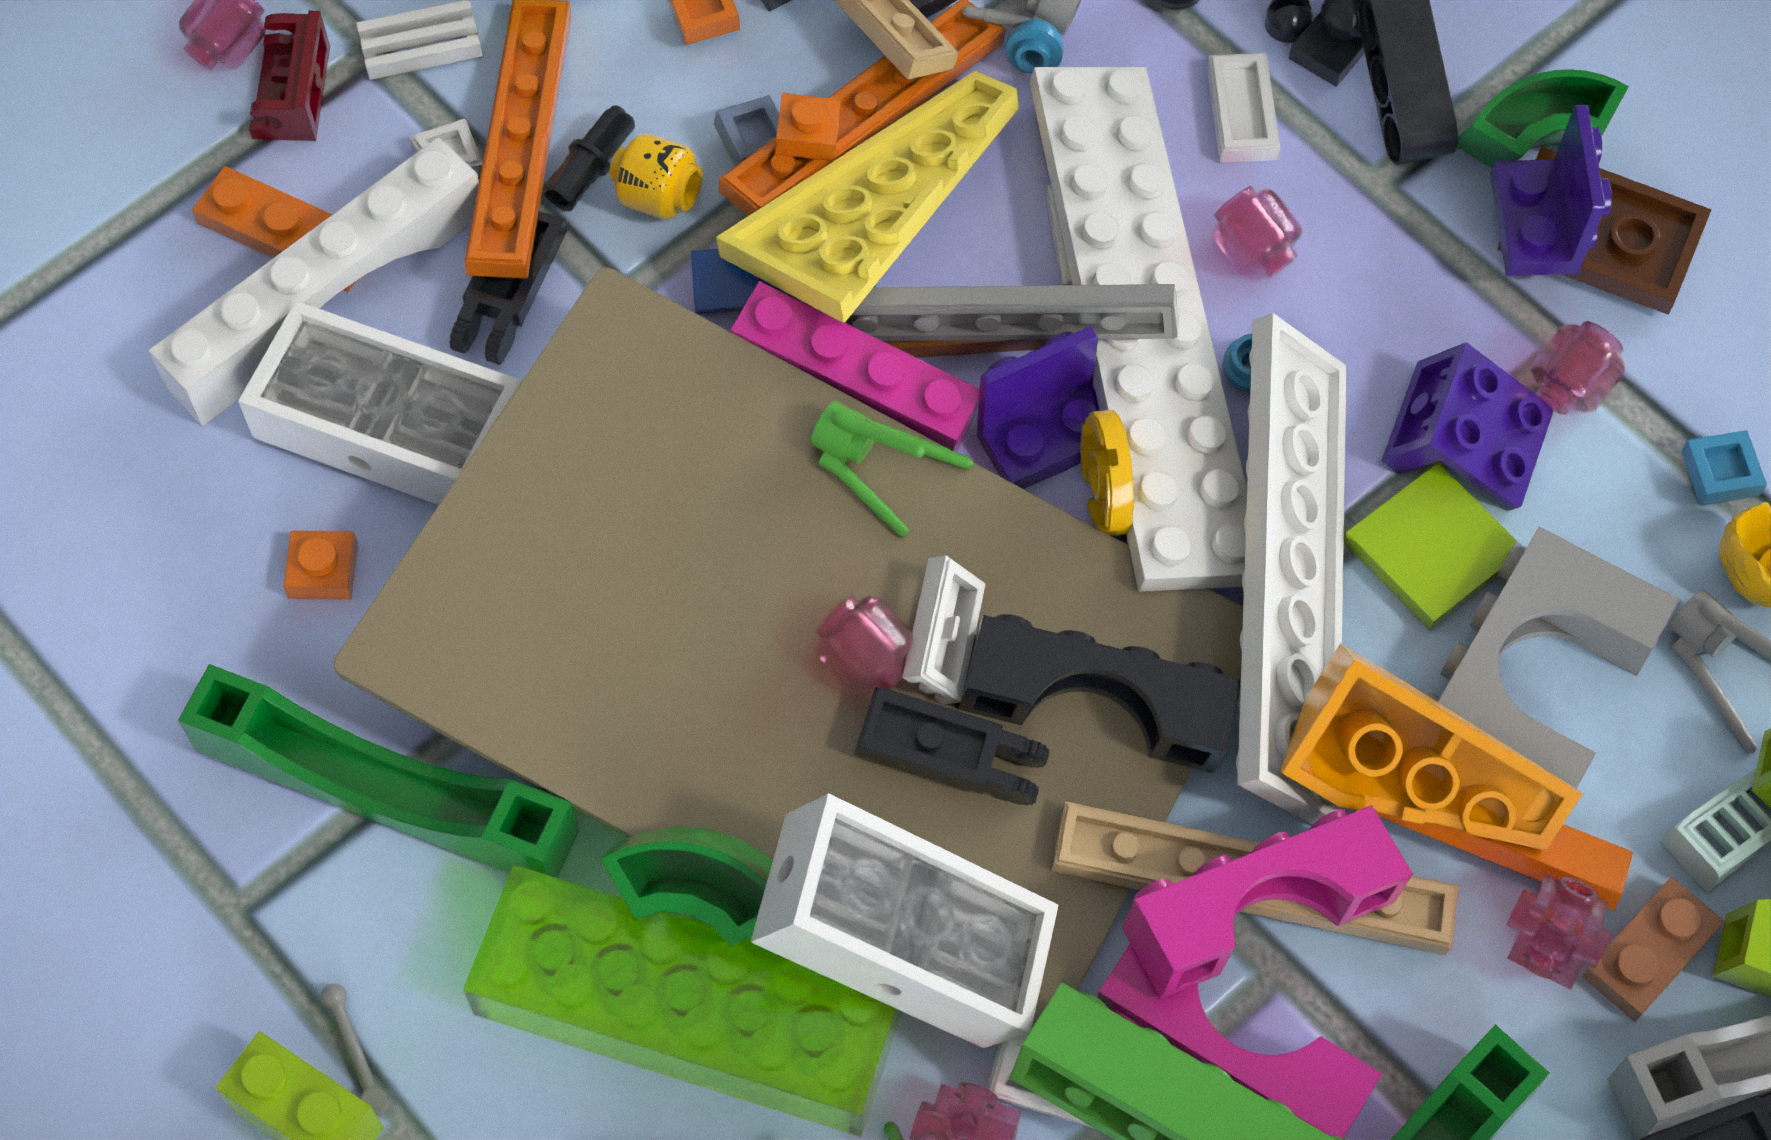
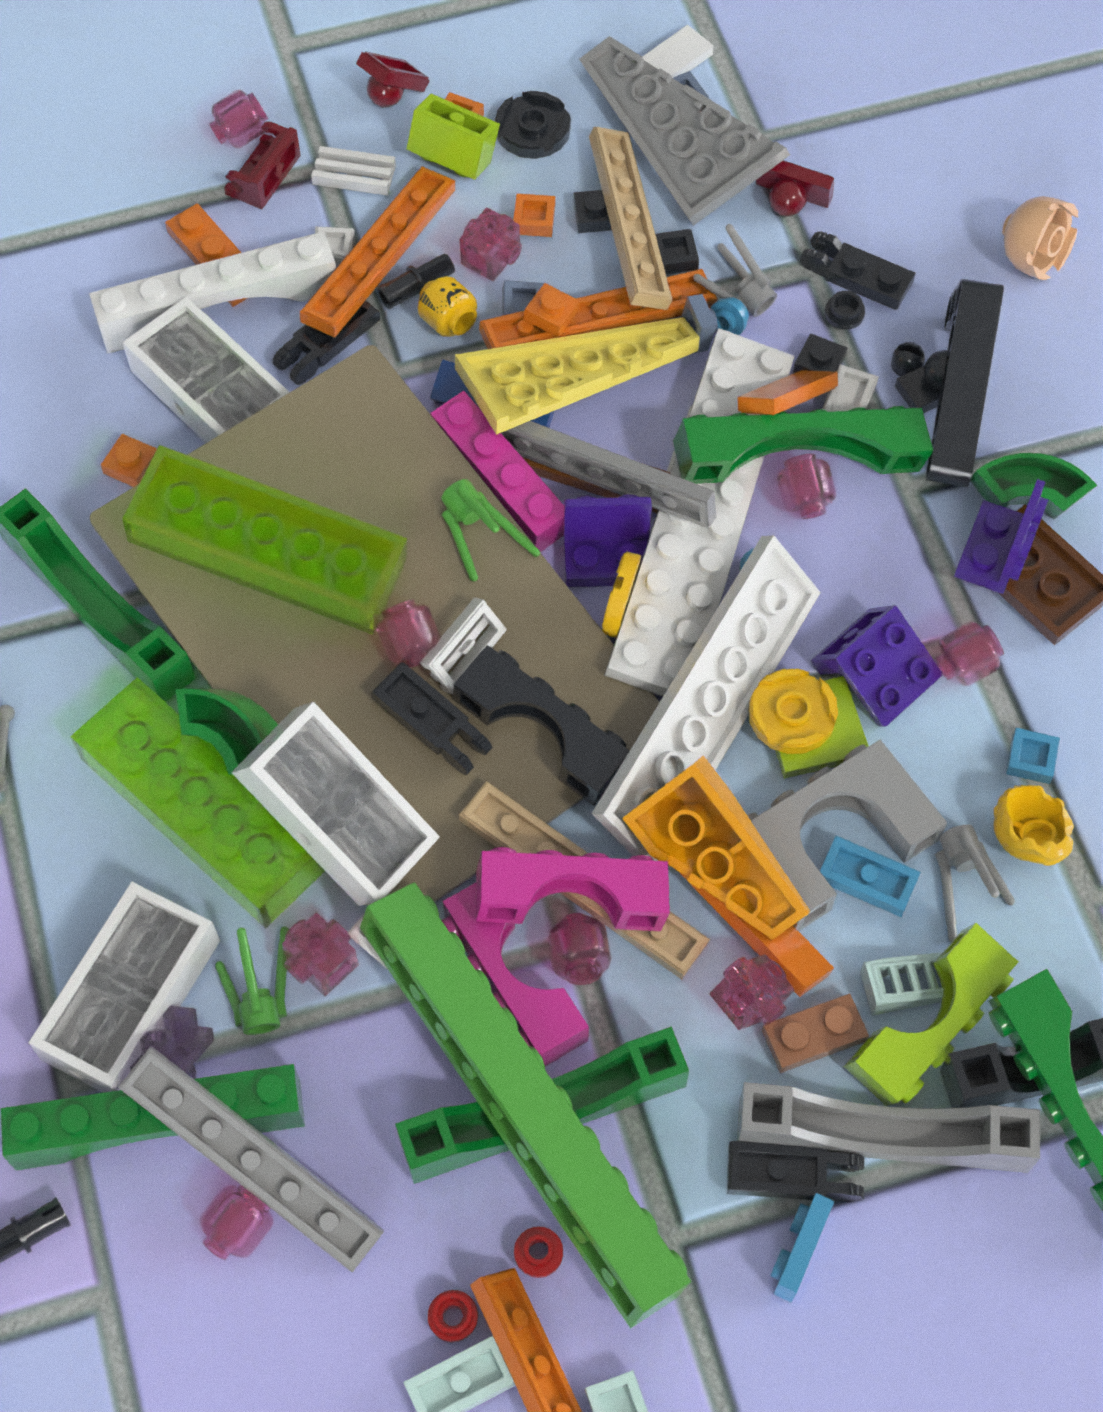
camera: 25 degrees right, 0 degrees up
(610, 595) = (265, 539): none -> clear neon green brick
(669, 68) = (490, 243): none -> clear pink brick
(1002, 62) = (701, 320): none -> sand blue plate
(1175, 117) = (787, 392): none -> orange tile
(1178, 60) = (820, 355): none -> black plate
(1303, 974) = (579, 949): none -> clear pink head
(1317, 135) = (880, 439): none -> green arch
(1402, 536) = (792, 711): none -> yellow tile
(1613, 711) = (869, 876): none -> dark azure plate

